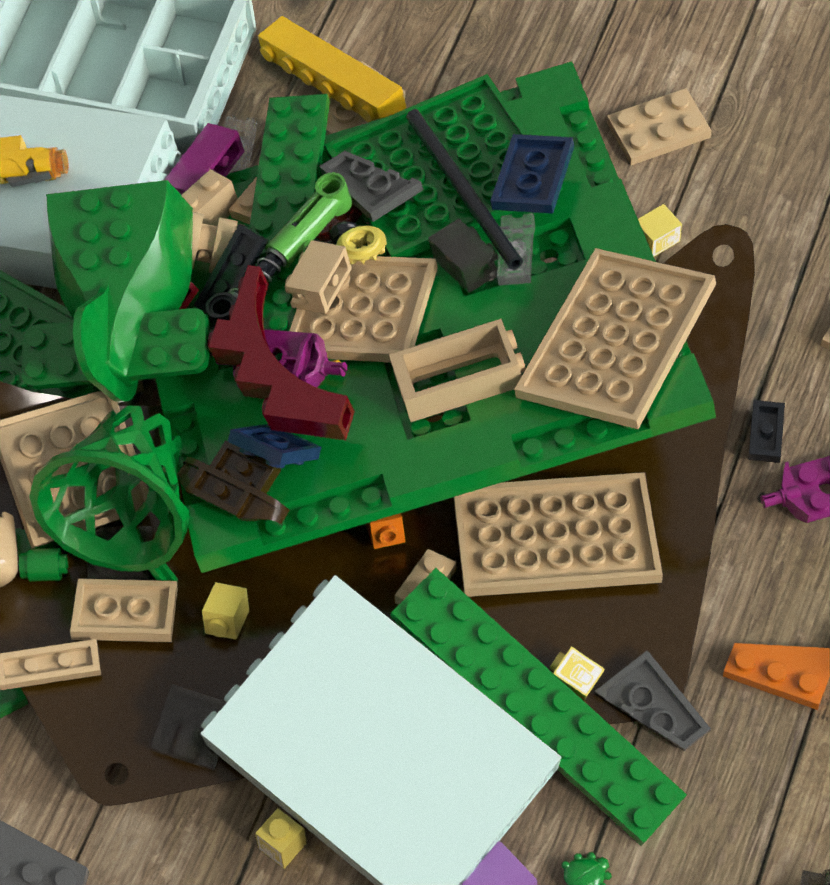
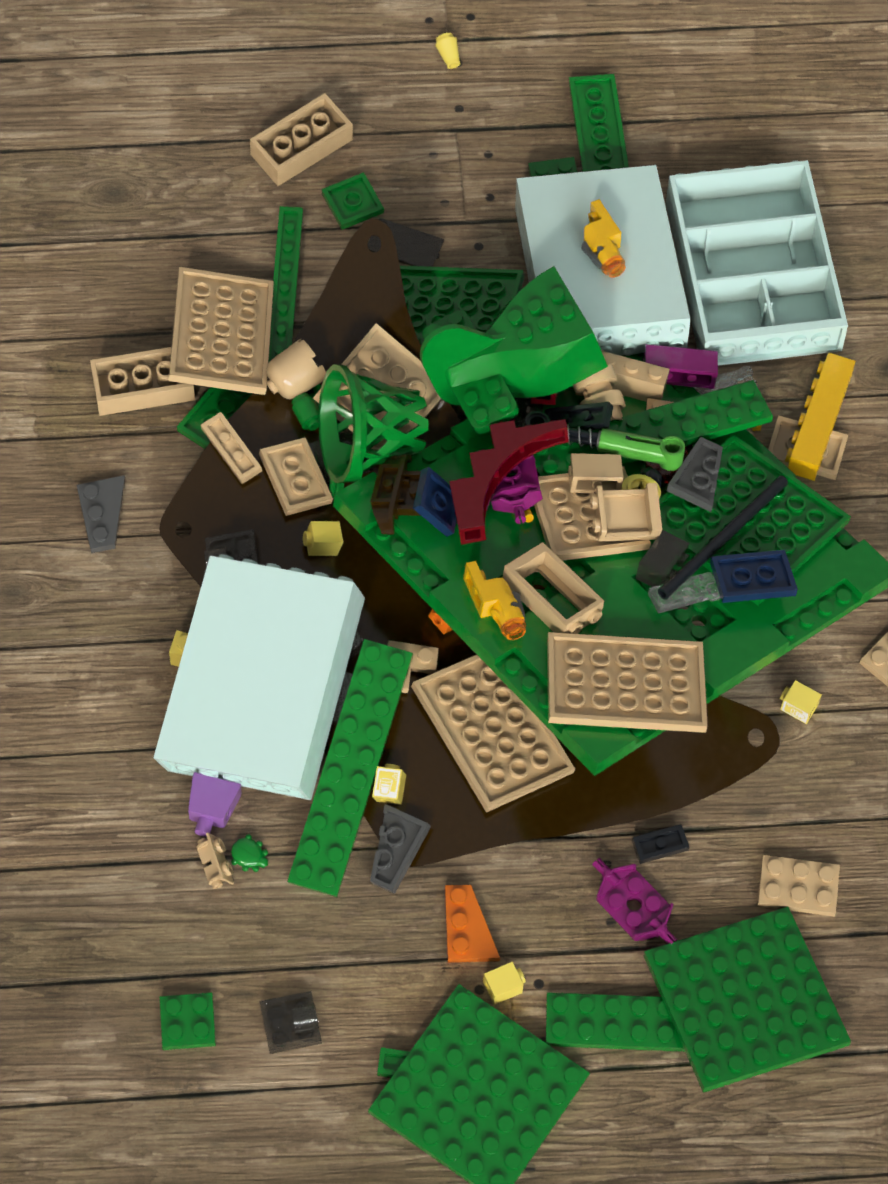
camera: 60 degrees right, 5 degrees up
(392, 259) = (626, 514): none -> tan panel
(439, 430) = (497, 600): none -> yellow plate

